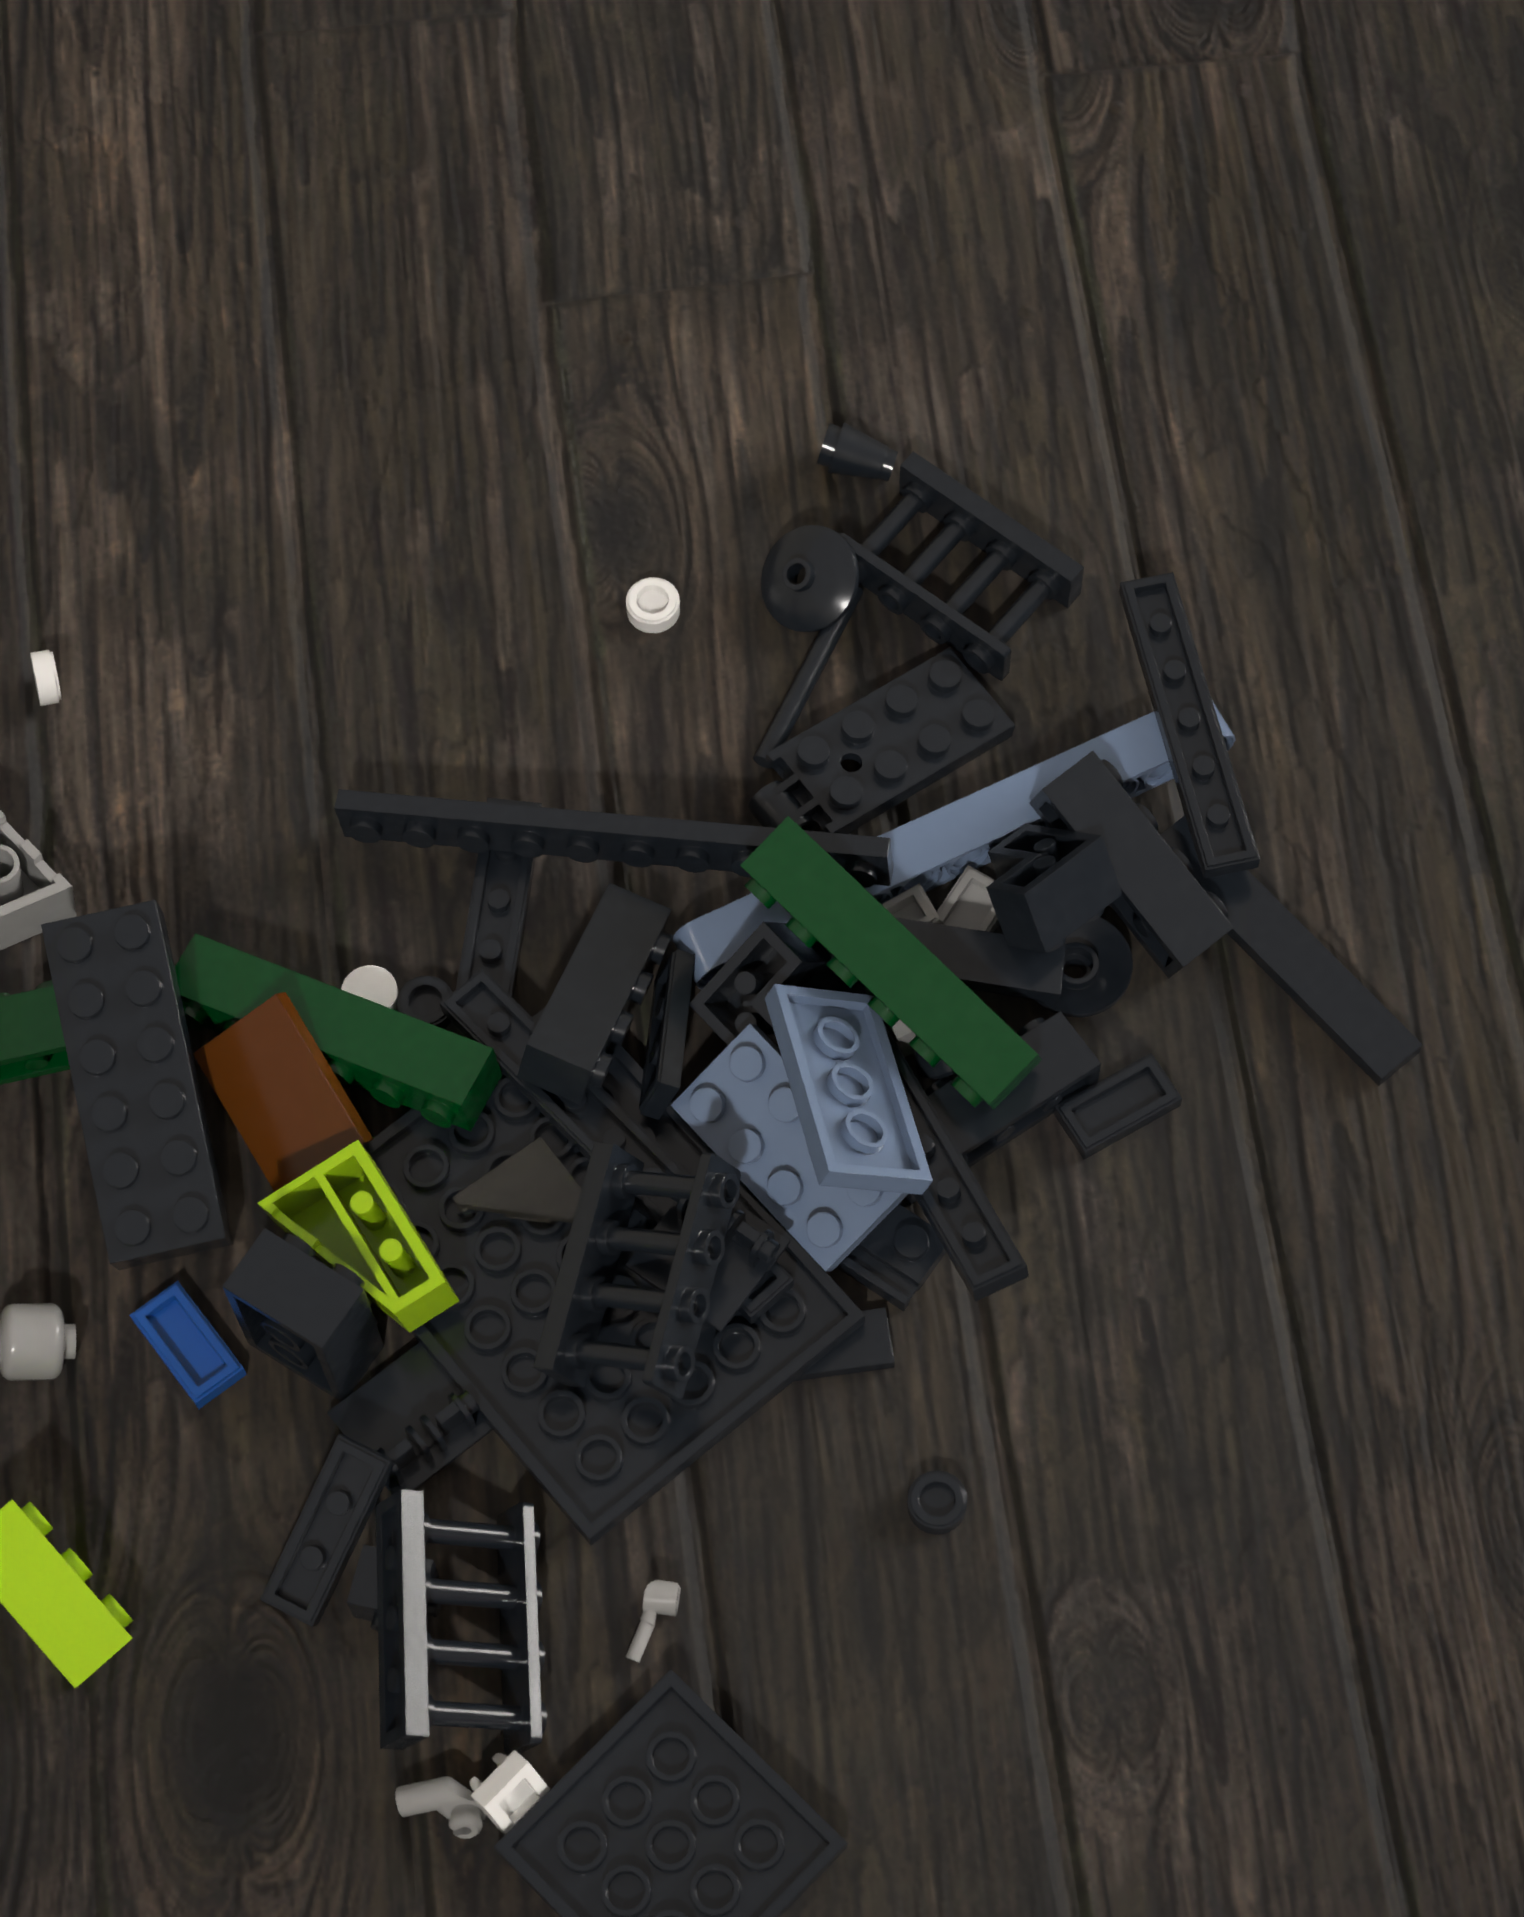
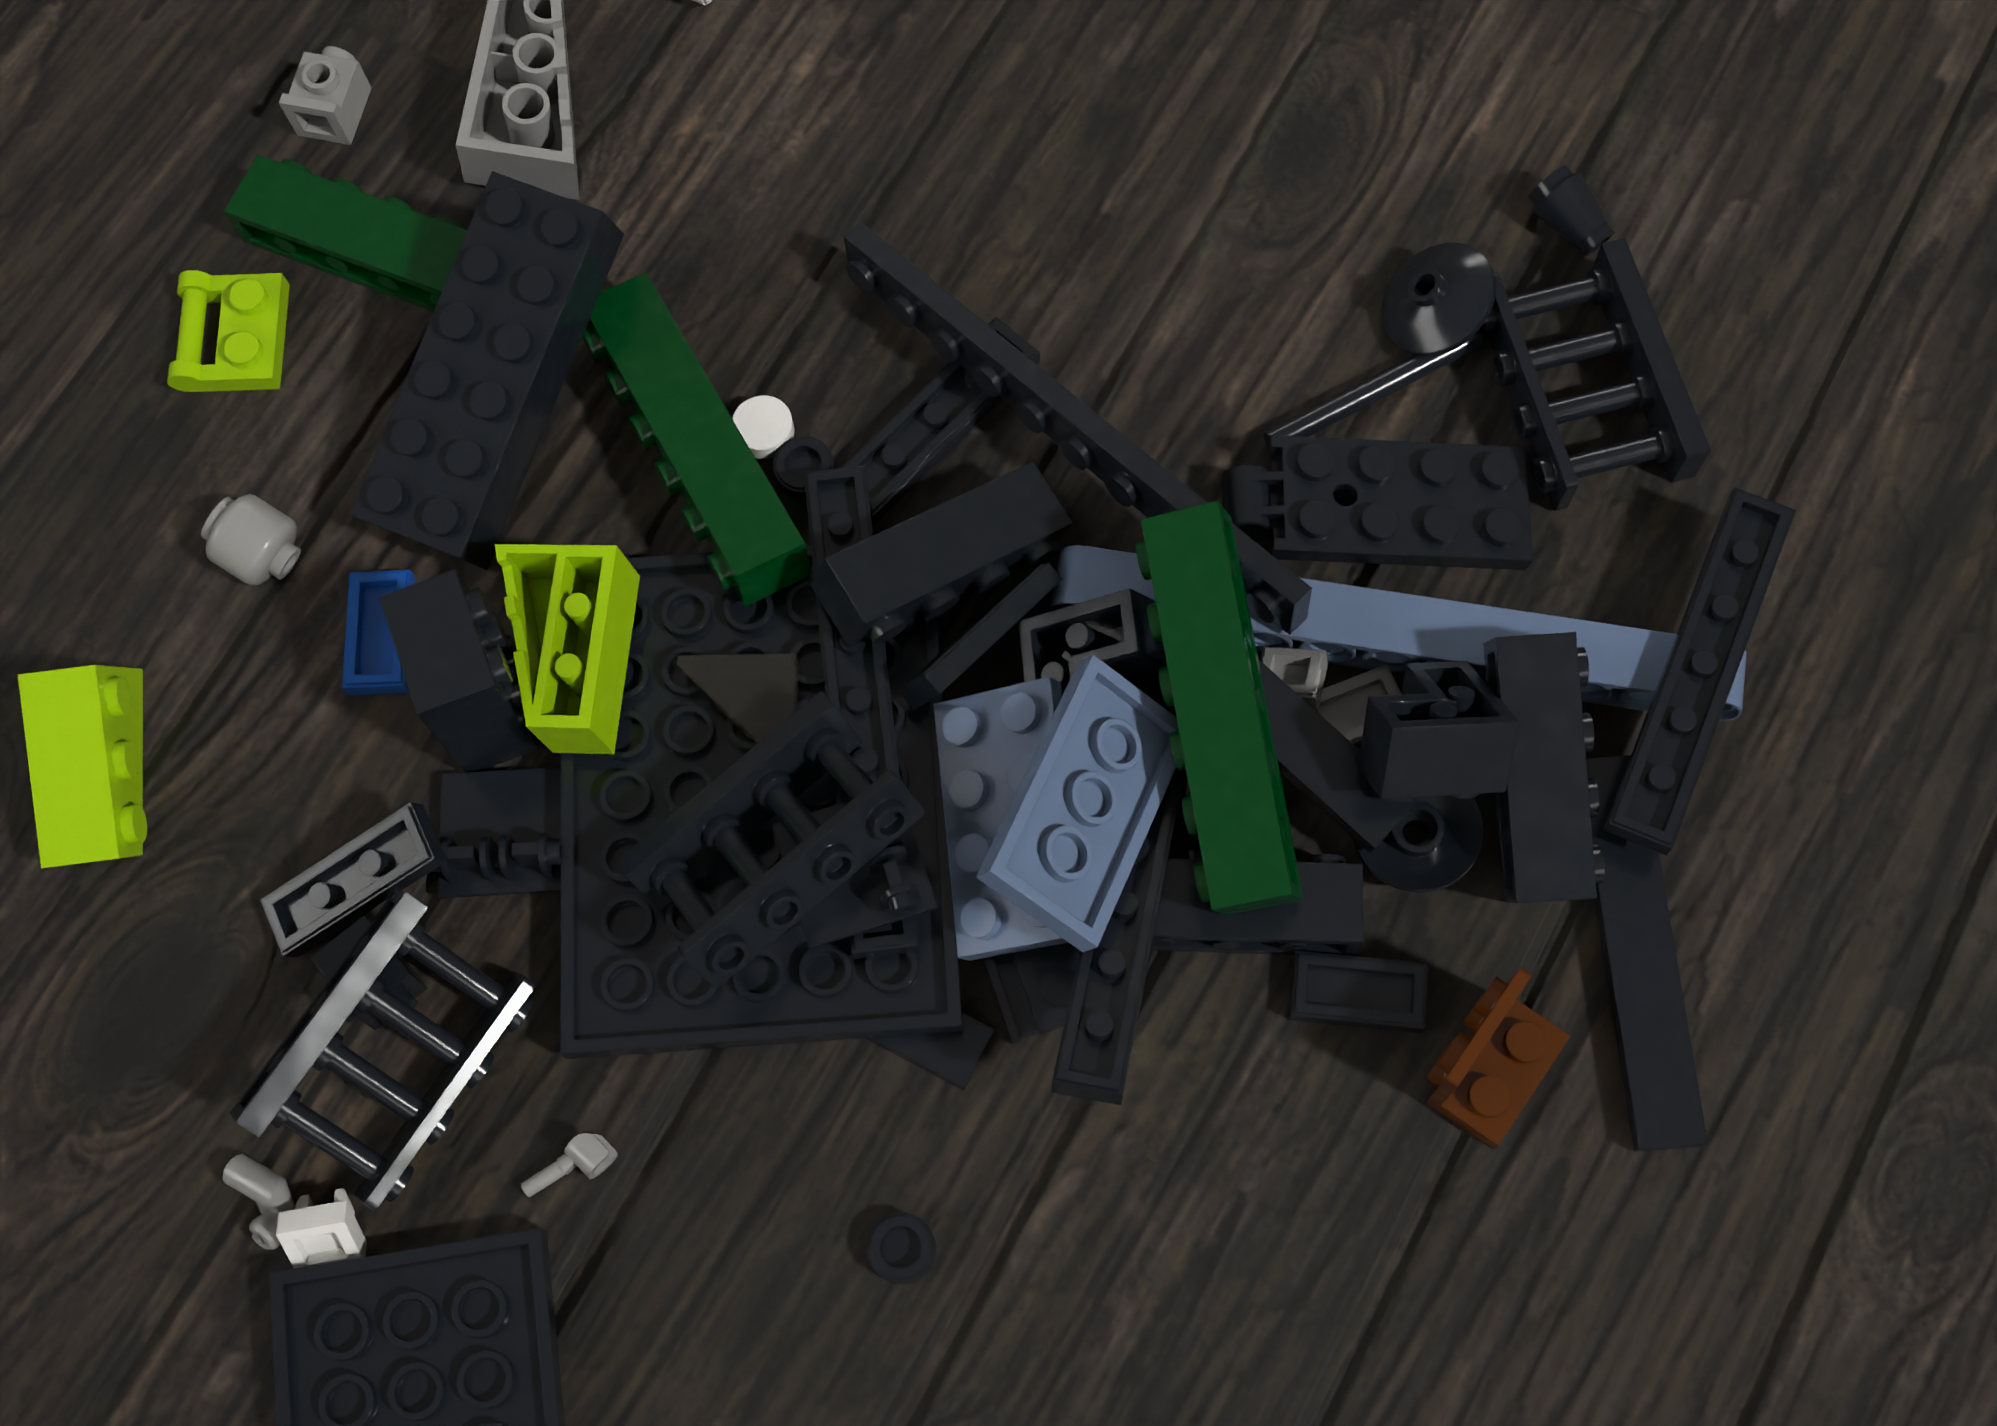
camera: 40 degrees right, 5 degrees up
(280, 1091) = (607, 459): reddish brown tile -> none
(653, 605) = (1278, 236): white tile -> none
(1246, 1087) = (1497, 1069): none -> reddish brown bracket

